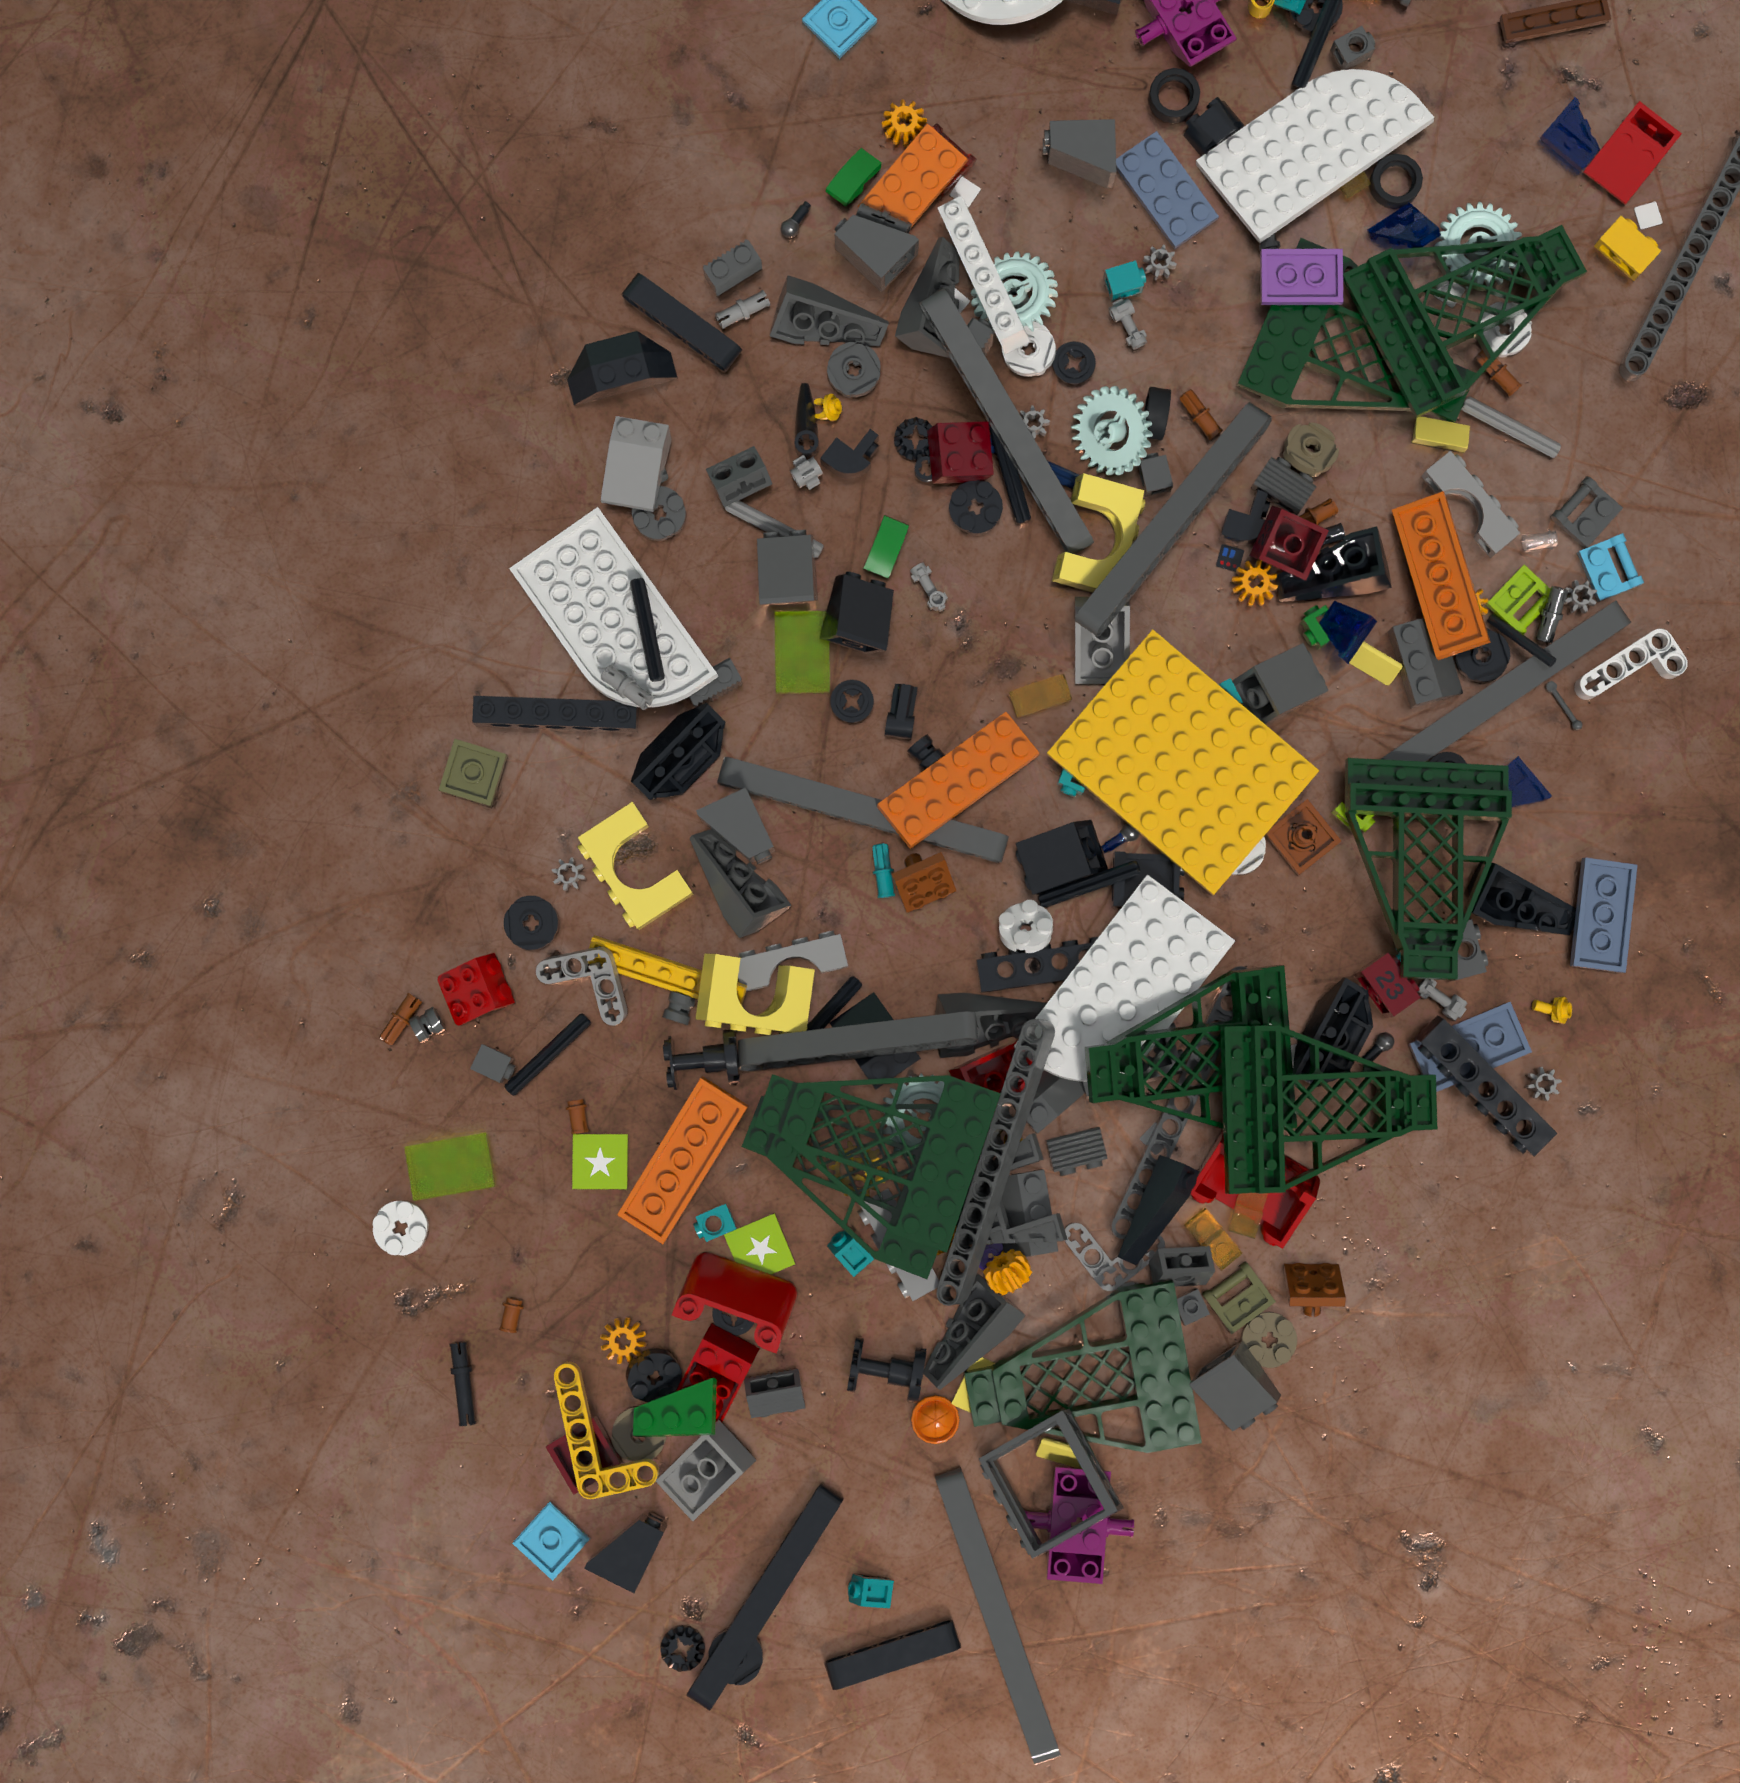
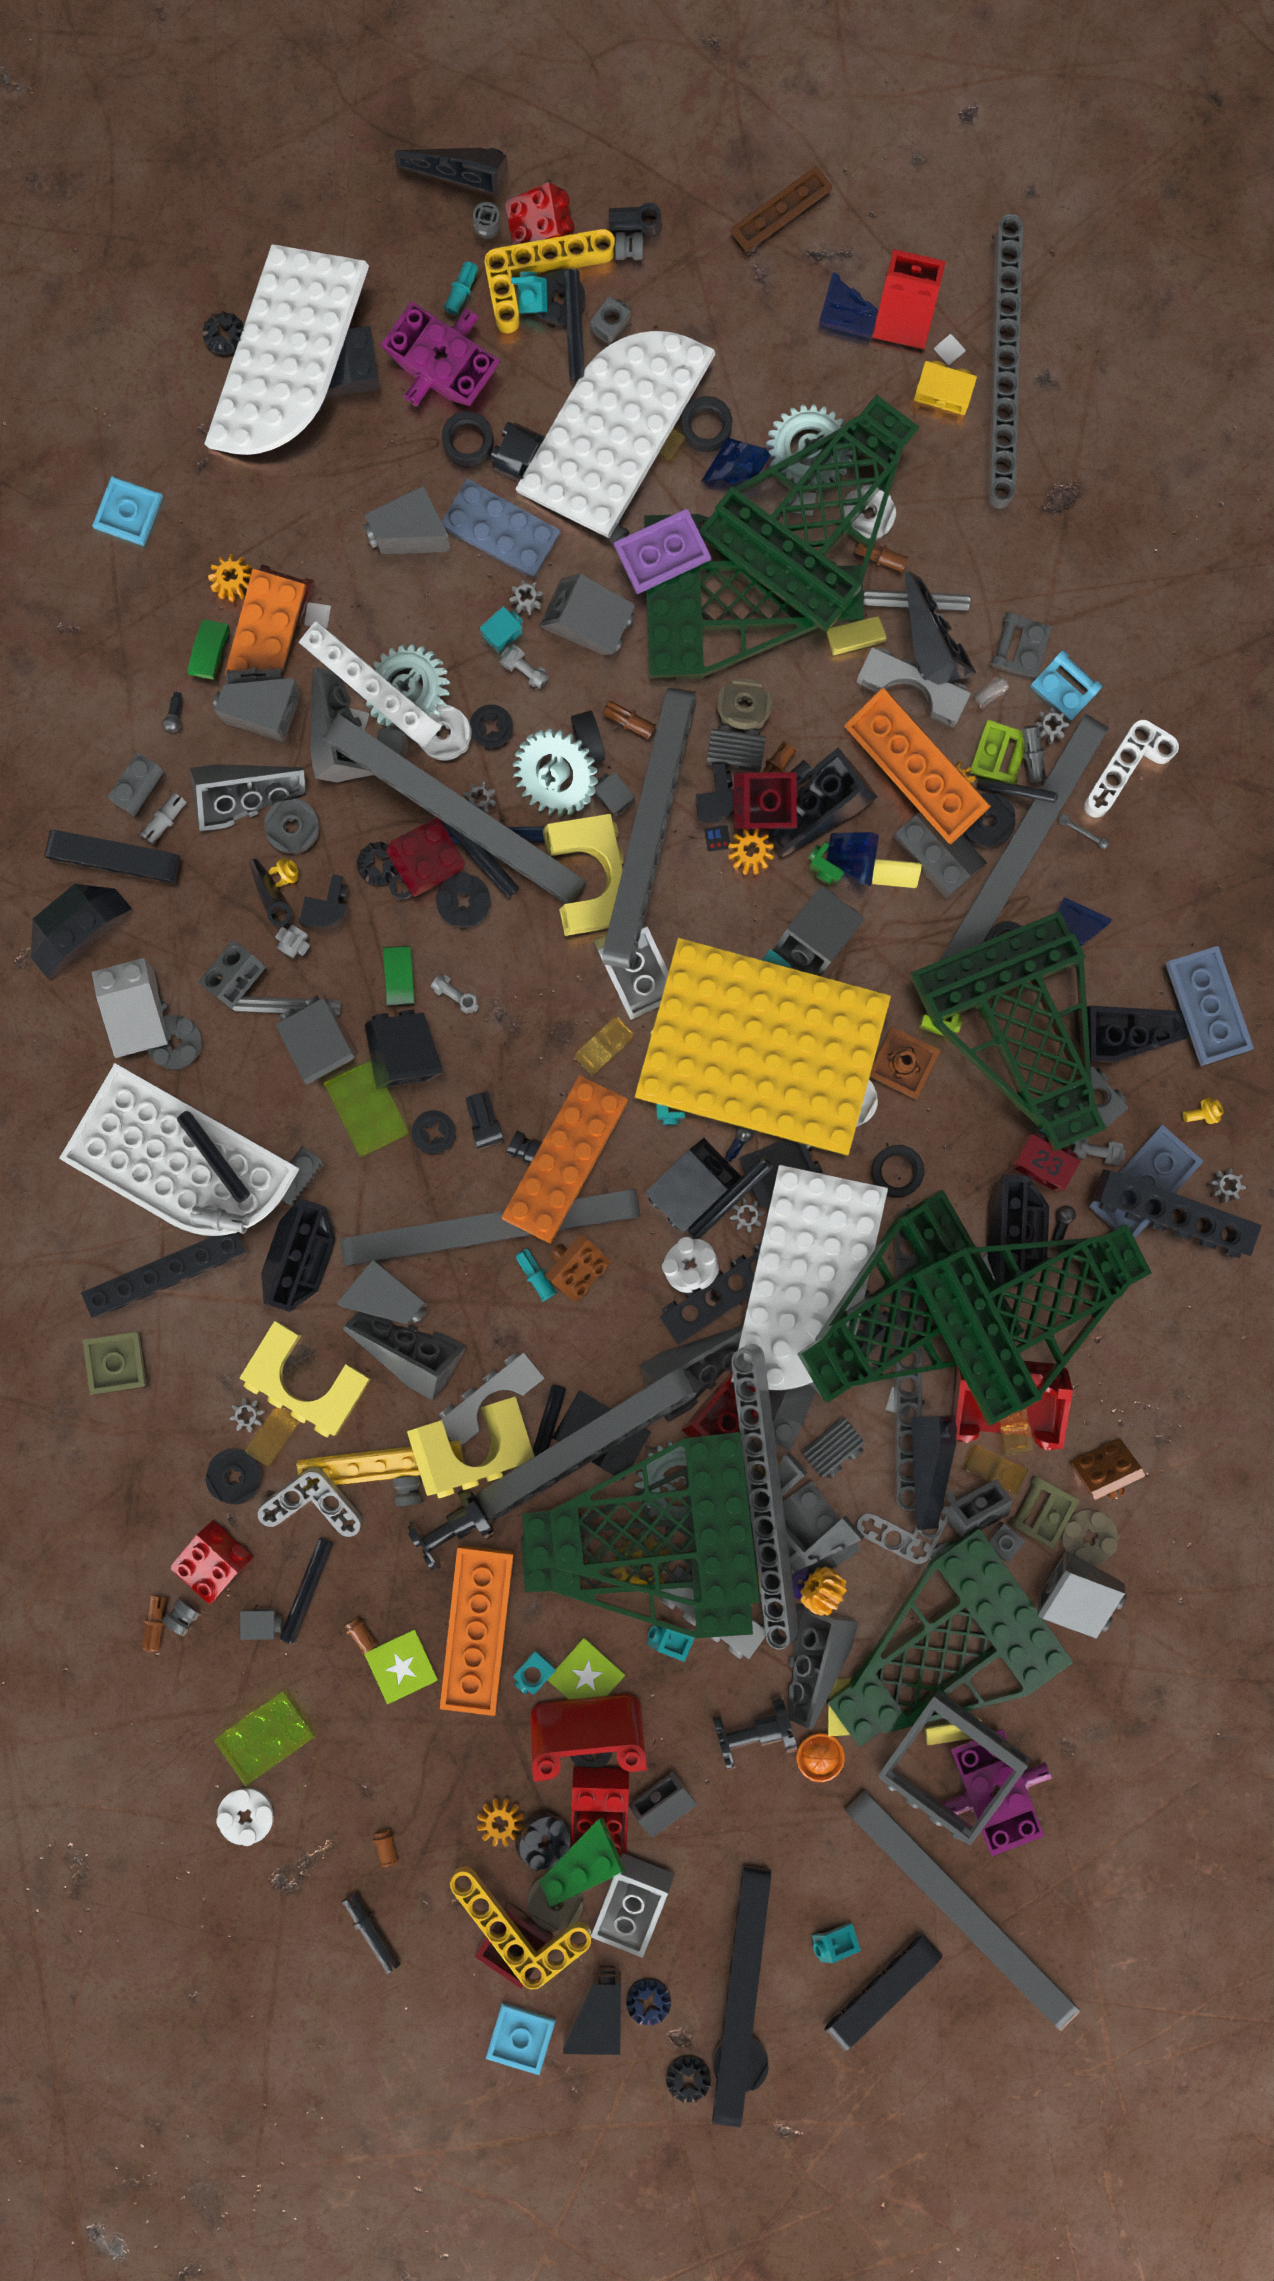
camera: 30 degrees left, 0 degrees up
(582, 903) = (272, 1436): none -> clear yellow slope
(680, 1550) = (643, 1990): none -> dark blue gear
(1089, 910) = (751, 1209): none -> light grey gear
(1208, 303) = (588, 614): none -> dark grey slope
(1272, 930) = (911, 1155): none -> black tyre
(1506, 476) = (934, 649): none -> black wedge

